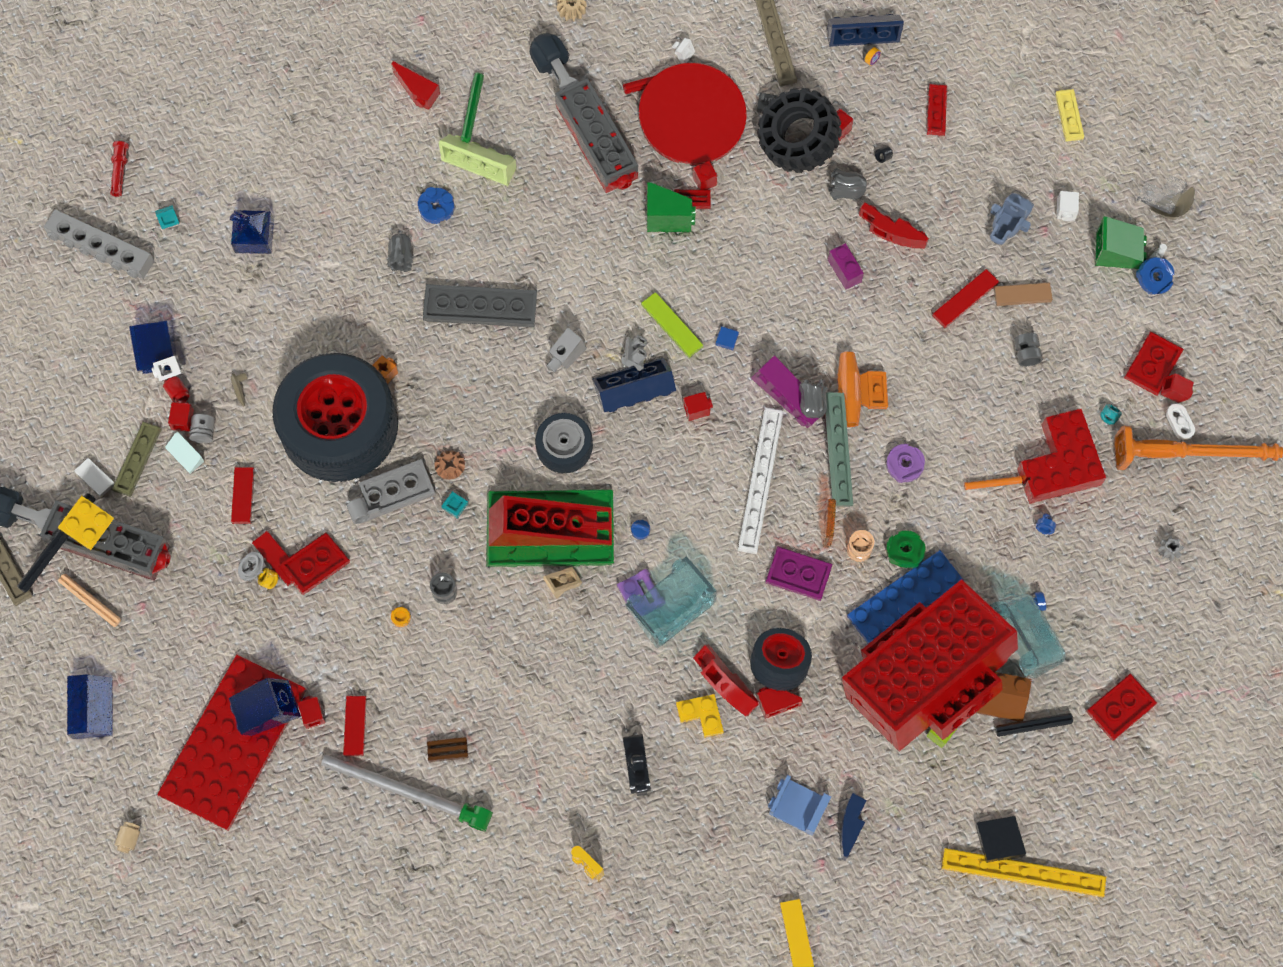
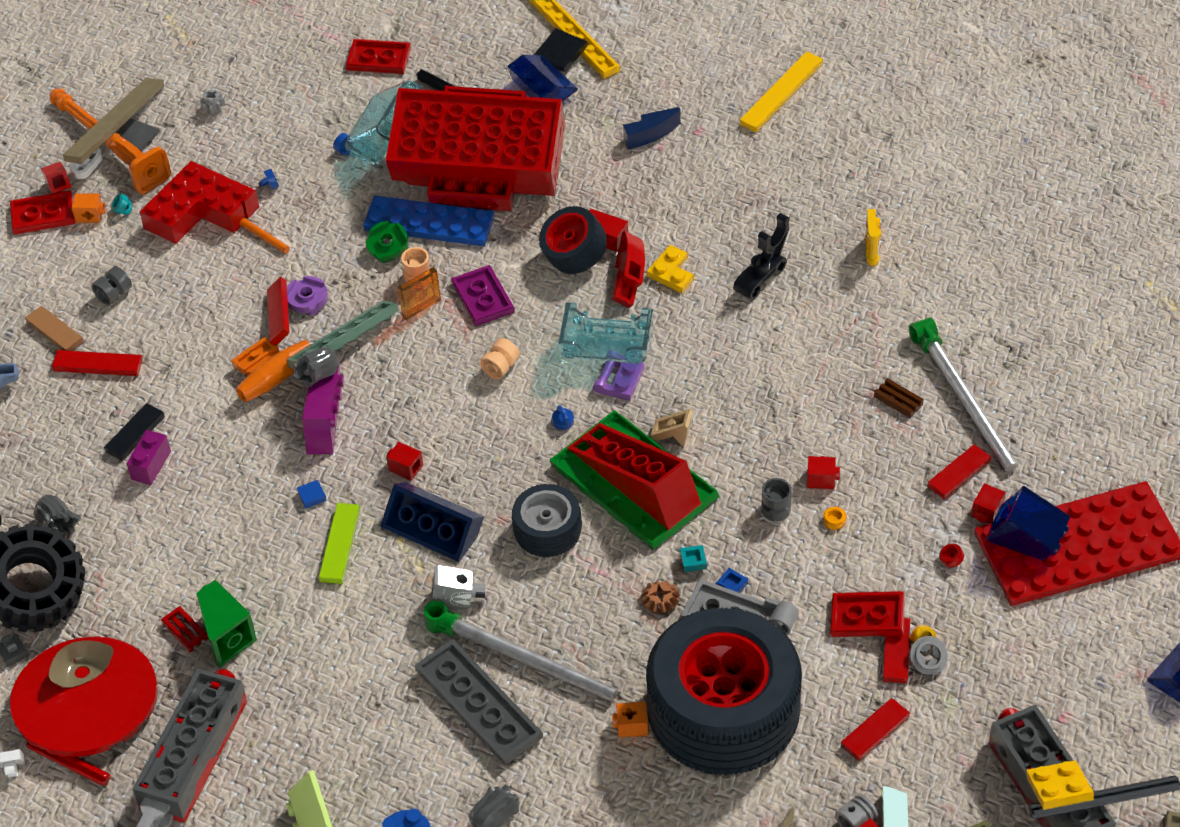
camera: 130 degrees left, 20 degrees down
(89, 600) = (1110, 753): light nougat axle -> none
(302, 654) = (951, 555): none -> red tile
(417, 513) = (733, 581): none -> blue tile
(437, 639) = (822, 472): none -> red brick
(547, 333) = (452, 624): none -> flat silver piece
(634, 352) = (403, 539): light grey hips -> none
(705, 176) = (151, 629): red brick -> none
(715, 109) = (87, 654): none -> dark tan piece
(724, 527) = (499, 359): none -> light nougat wheel
(760, 481) = (419, 378): white tile -> none
(798, 805) = (670, 164): medium blue panel -> none
(881, 278) = (129, 436): none -> black tile
(898, 233) = (72, 455): red slope -> none
(901, 428) = (278, 311): none -> red tile
(975, 791) = (540, 78): none -> clear blue slope
(1126, 389) = (88, 208): none -> orange brick
(1185, 478) = (138, 133): none -> dark grey piece
(1202, 461) = (113, 120): none -> dark tan tile

